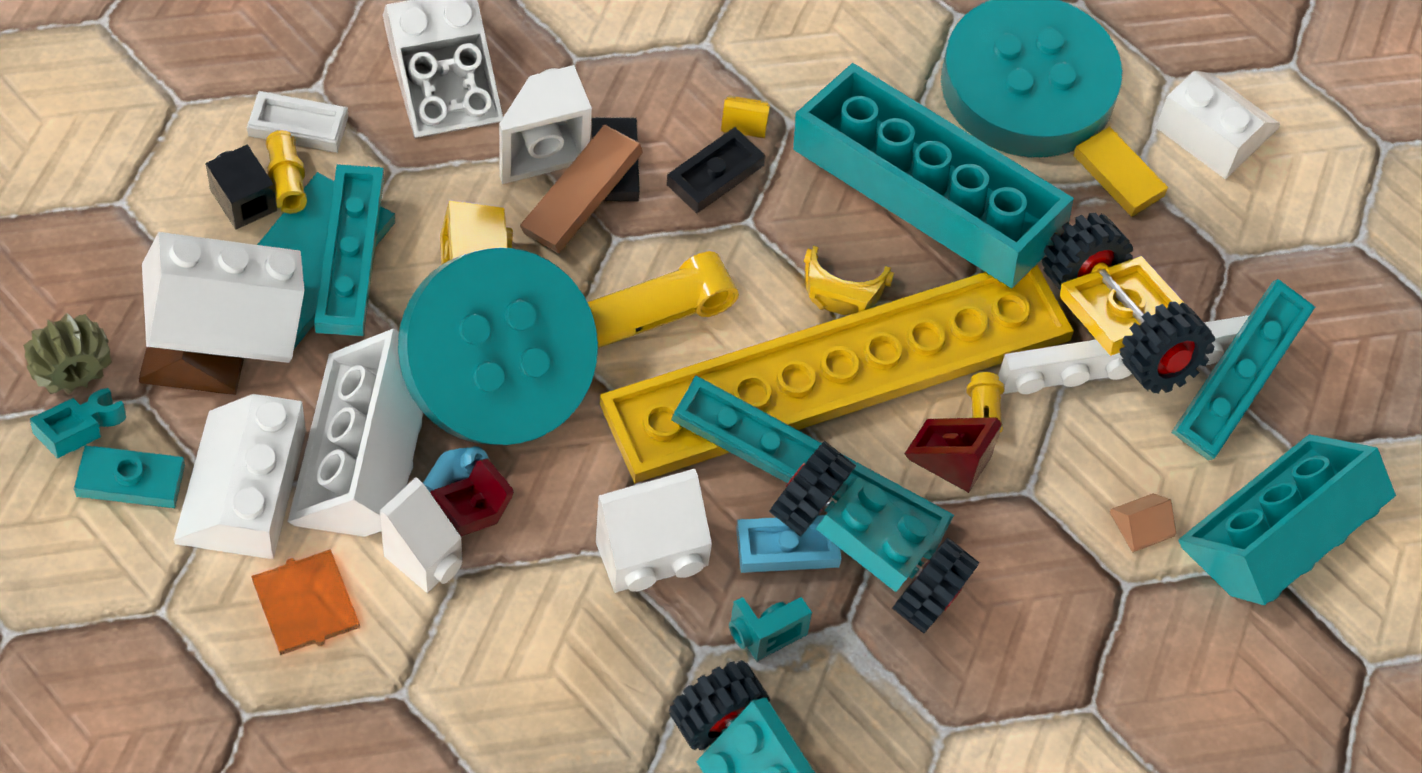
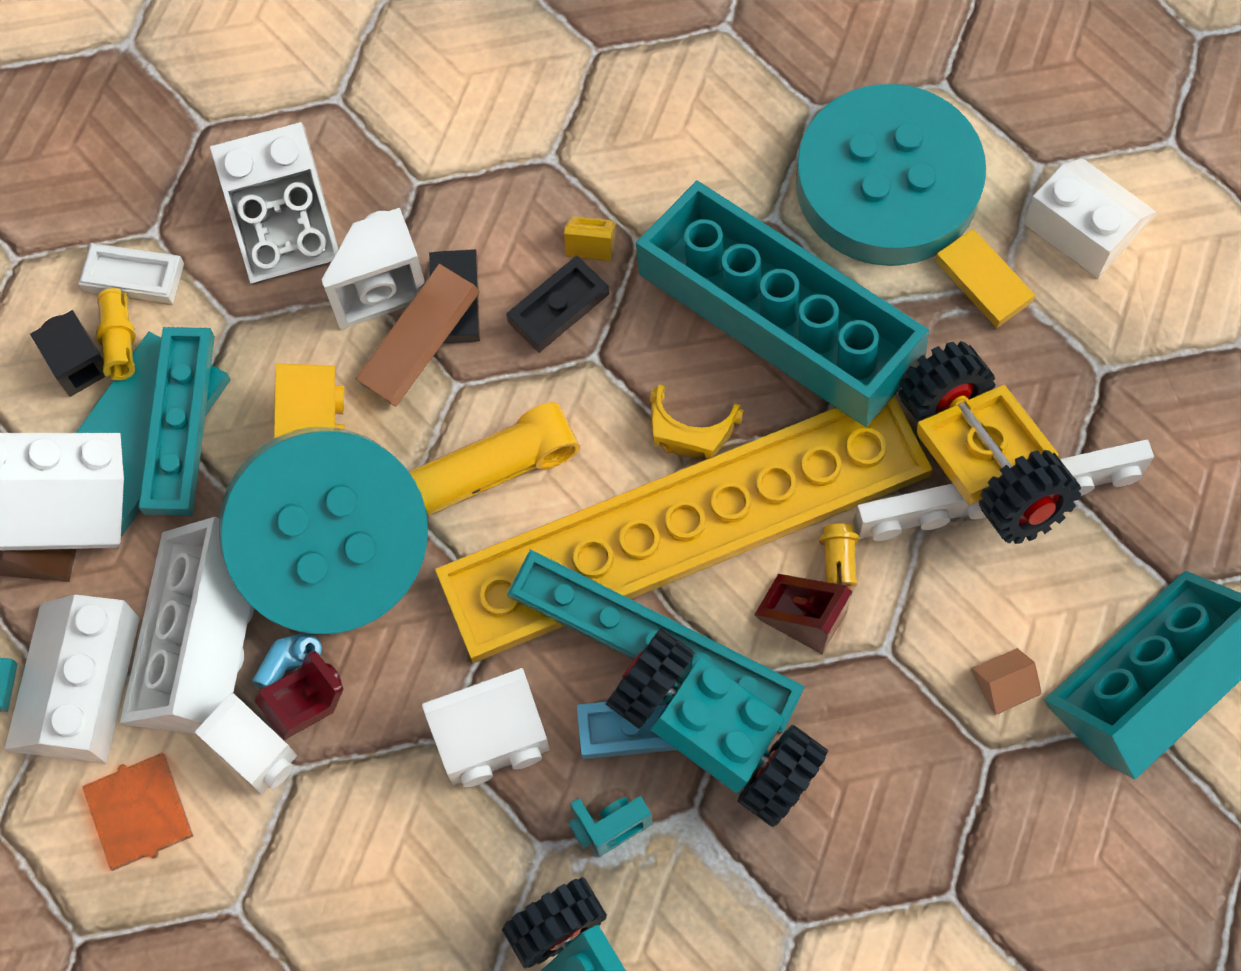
camera: 10 degrees right, 10 degrees up
(1243, 369) = (1114, 507): teal tile -> none

